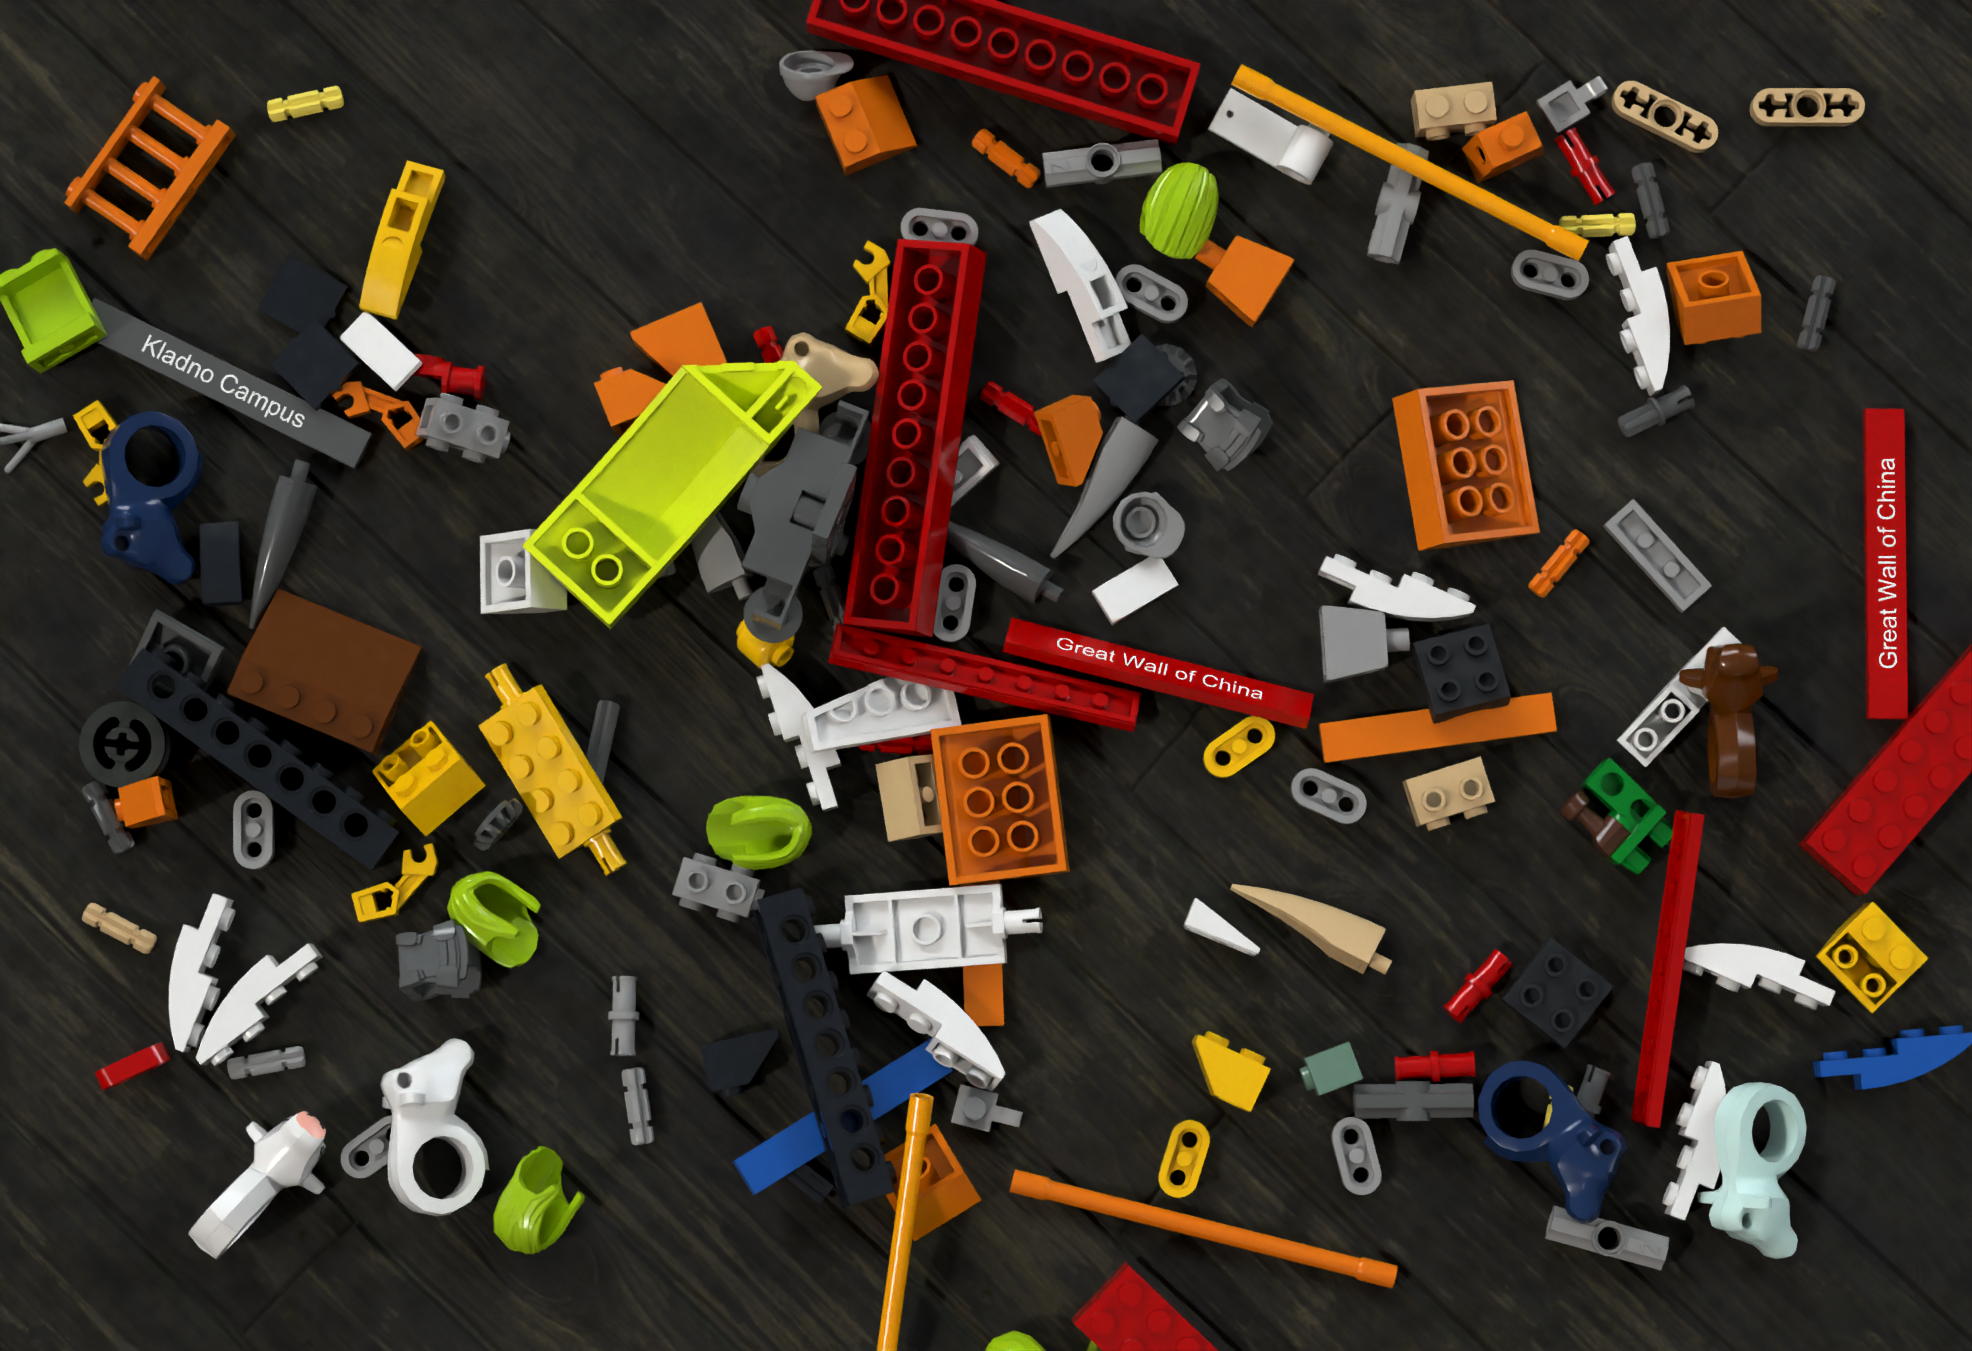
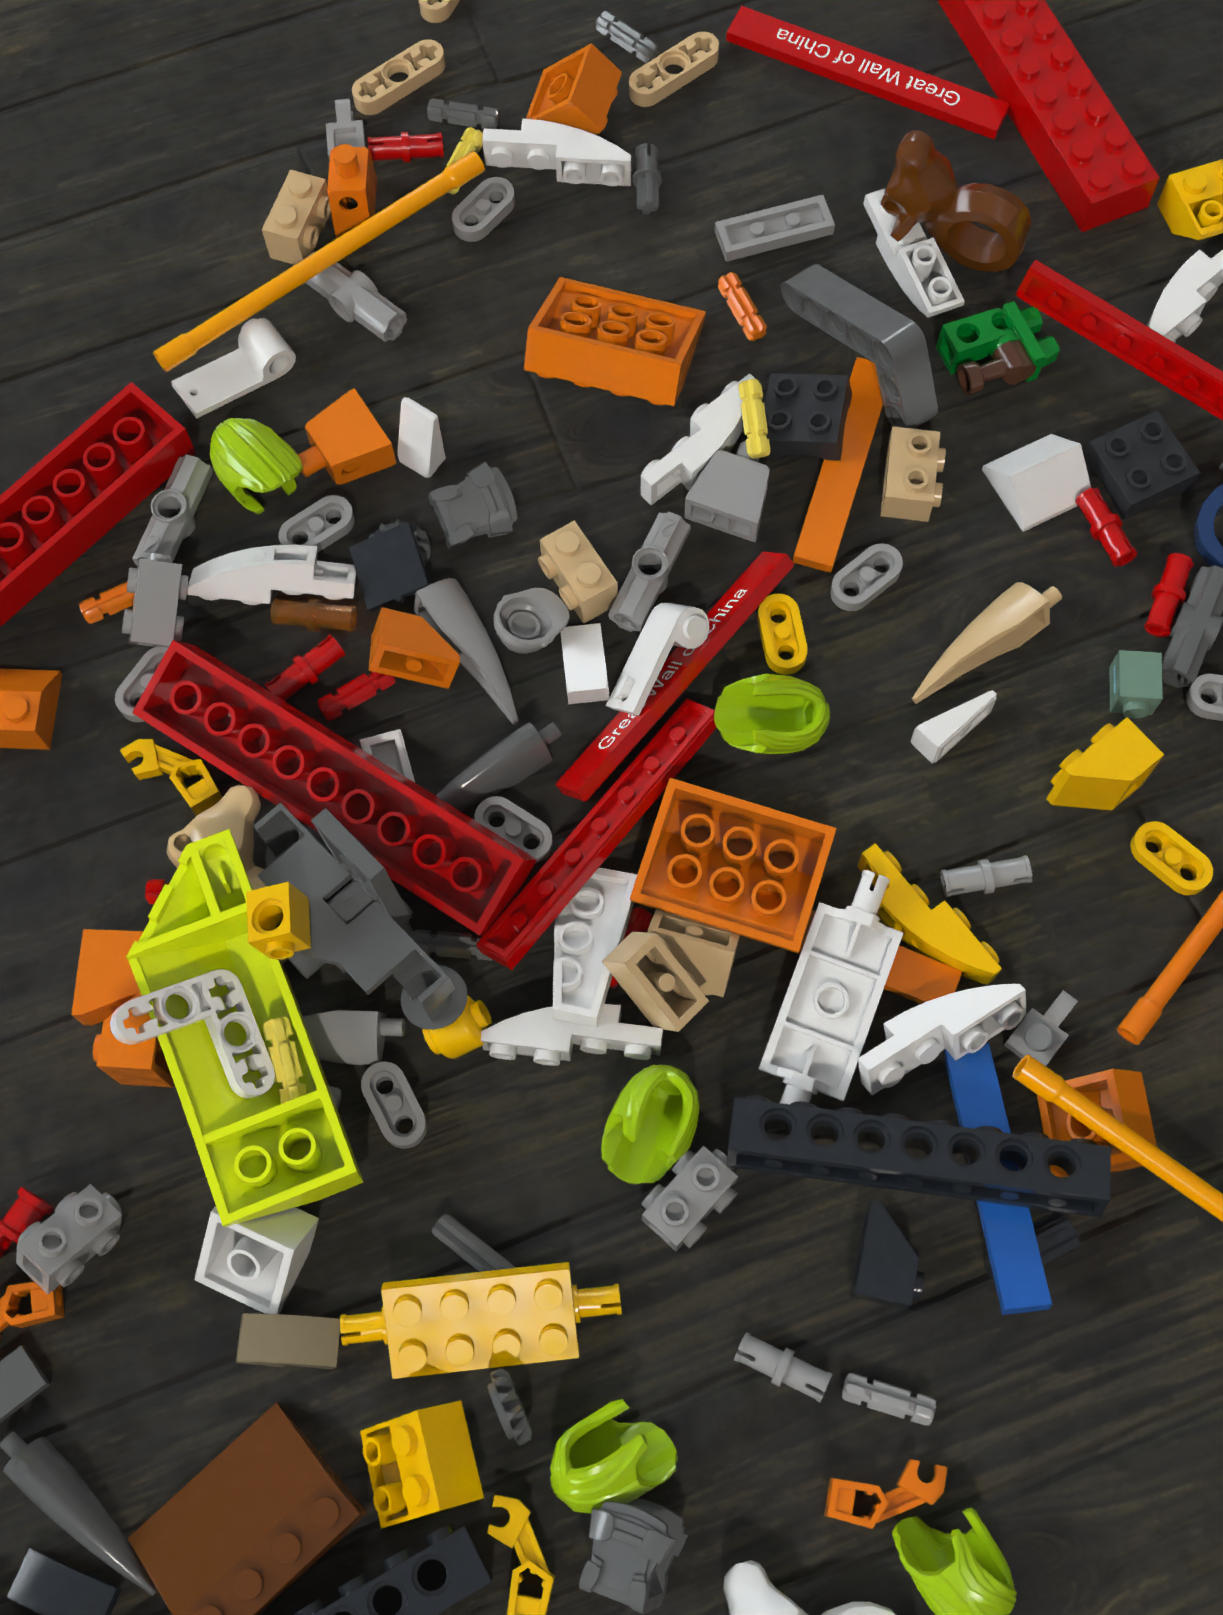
camera: 60 degrees left, 15 degrees down
(468, 633) = (288, 1340): none -> dark tan slope
(575, 1149) = (908, 1494): none -> orange piece
(669, 523) = (284, 1058): none -> light yellow axle
(674, 440) = (205, 1008): none -> white beam
(681, 621) = (394, 1106): none -> light grey plate
(764, 453) = (270, 906): none -> yellow brick
(867, 782) = (655, 980): none -> tan brick
(1014, 355) = (306, 668): none -> red pin
(1015, 196) = (156, 592): none -> light grey brick
(1025, 991) = (935, 933): none -> yellow slope
(1067, 335) = (314, 615): none -> clear orange pin
(1095, 1011) = (986, 876): none -> light grey pin
(1151, 772) = (771, 714): none -> lime hair
(1191, 646) = (665, 627): none -> white door
(1212, 545) = (578, 572): none -> tan brick
(1270, 605) = (642, 590): none -> light grey piece
(1271, 343) = (419, 439): none -> white slope
(1427, 631) = (754, 418): none -> light yellow axle
(1501, 907) = (1039, 479): none -> white slope
(1561, 691) = (874, 332): none -> dark grey beam
(1821, 398) = (668, 83): none -> tan beam

